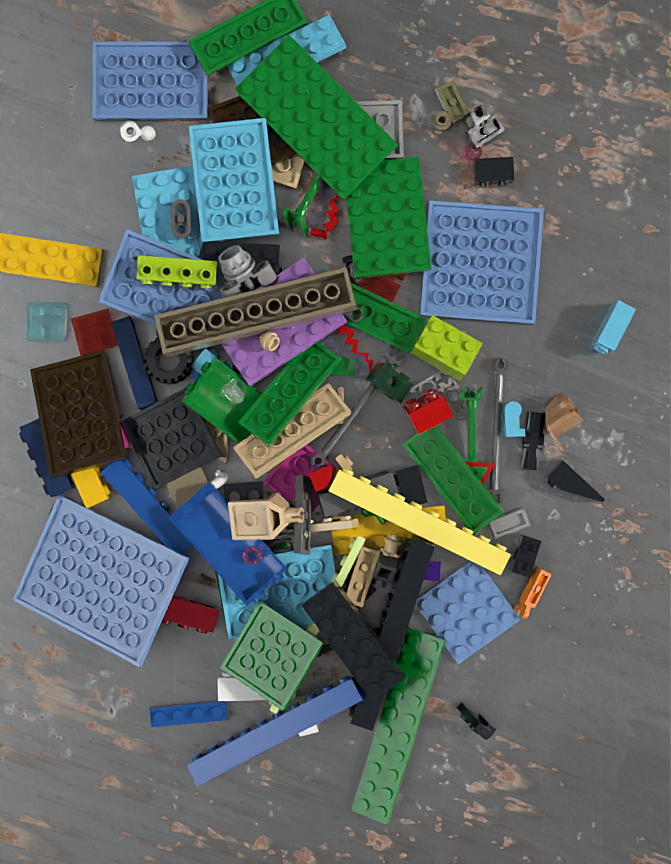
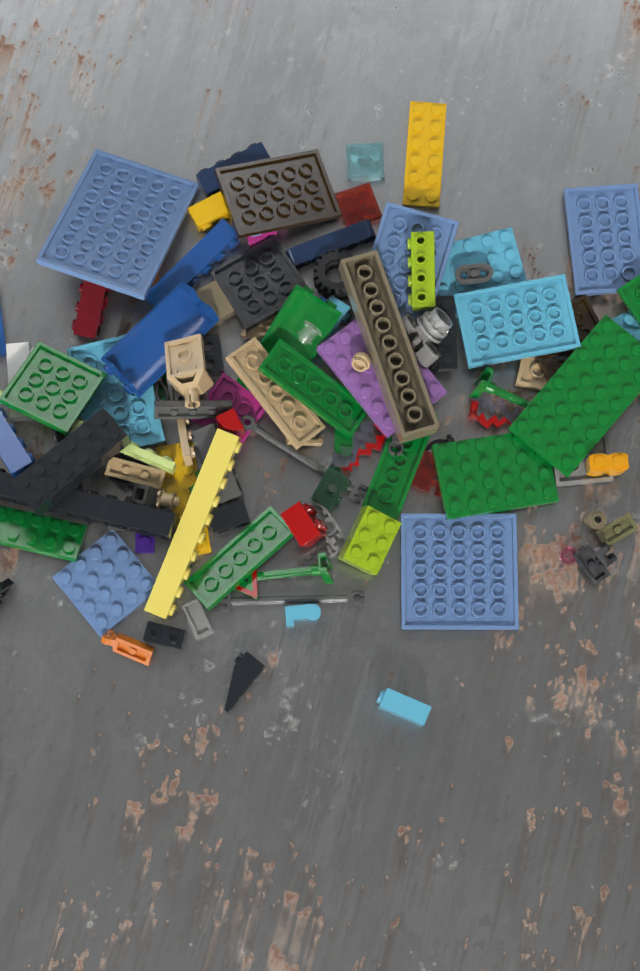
camera: 90 degrees right, 10 degrees down
(147, 132) = (555, 240): white plate -> none
(220, 478) = (224, 332): white arm -> none
(249, 550) = (152, 368): clear pink bush -> none
(344, 462) = (247, 450): tan plate -> none
(388, 104) = (601, 464): none -> light orange brick
(493, 171) = (551, 576): black brick -> none
(533, 441) = (282, 636): black piece -> none
(561, 417) = (307, 660): medium nougat piece -> none

